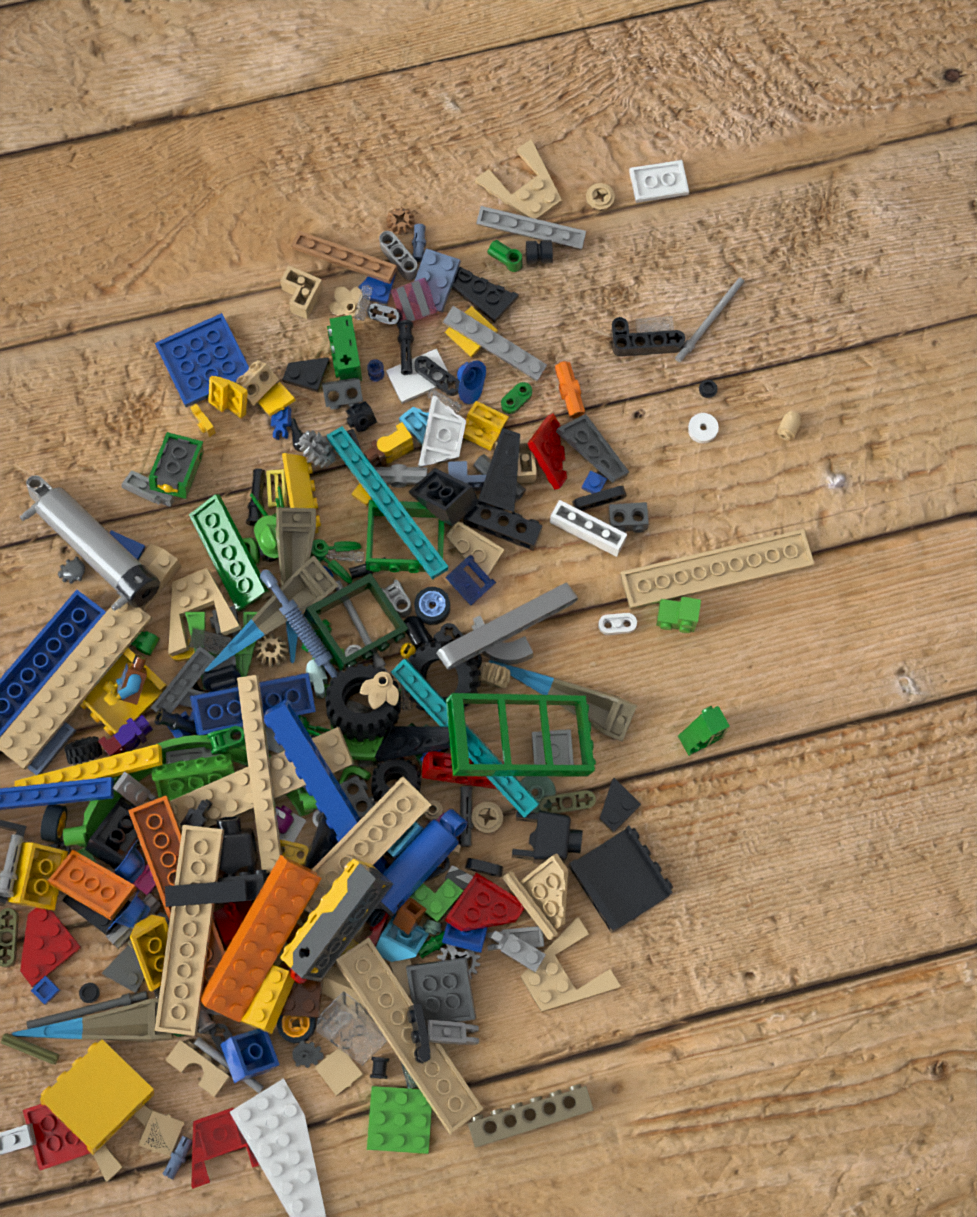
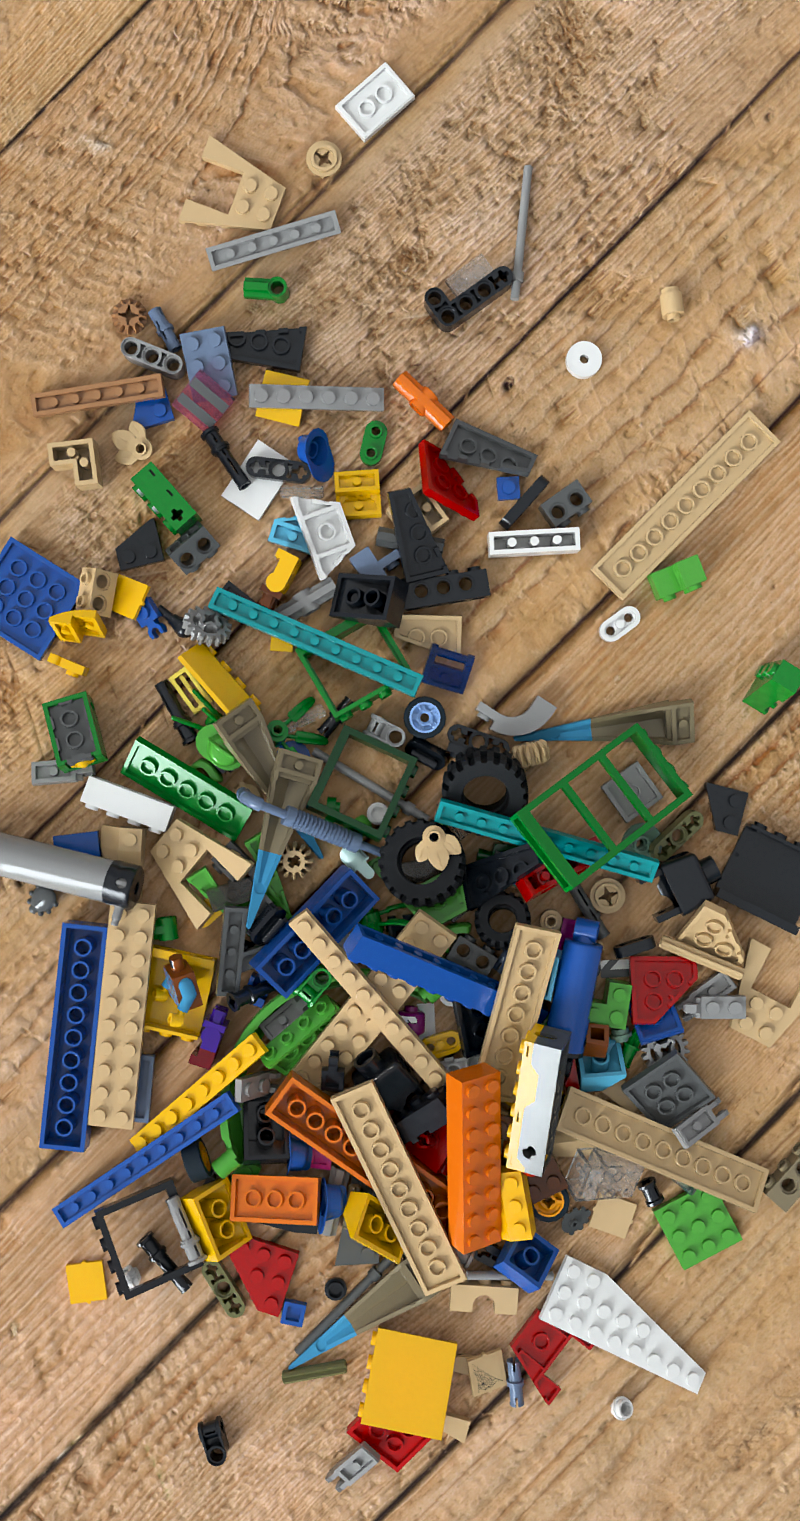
camera: 30 degrees left, 15 degrees up
(83, 750) = (176, 1074): black tyre -> none
(179, 538) = (128, 803): none -> white brick
(206, 893) = (396, 1151): black tile -> none
(360, 417) = (228, 563): black brick -> none
(363, 302) = (151, 435): clear axle -> none
(372, 366) = (204, 499): clear blue bush -> none
(386, 310) = (181, 439): beam -> none
(412, 650) = (433, 777): yellow hinge -> none
(419, 1033) = (676, 1147): black hinge -> none
(506, 626) = (519, 702): light grey beam -> none
(539, 252) = (299, 264): black wheel -> none
(708, 389) = (564, 313): black plate -> none

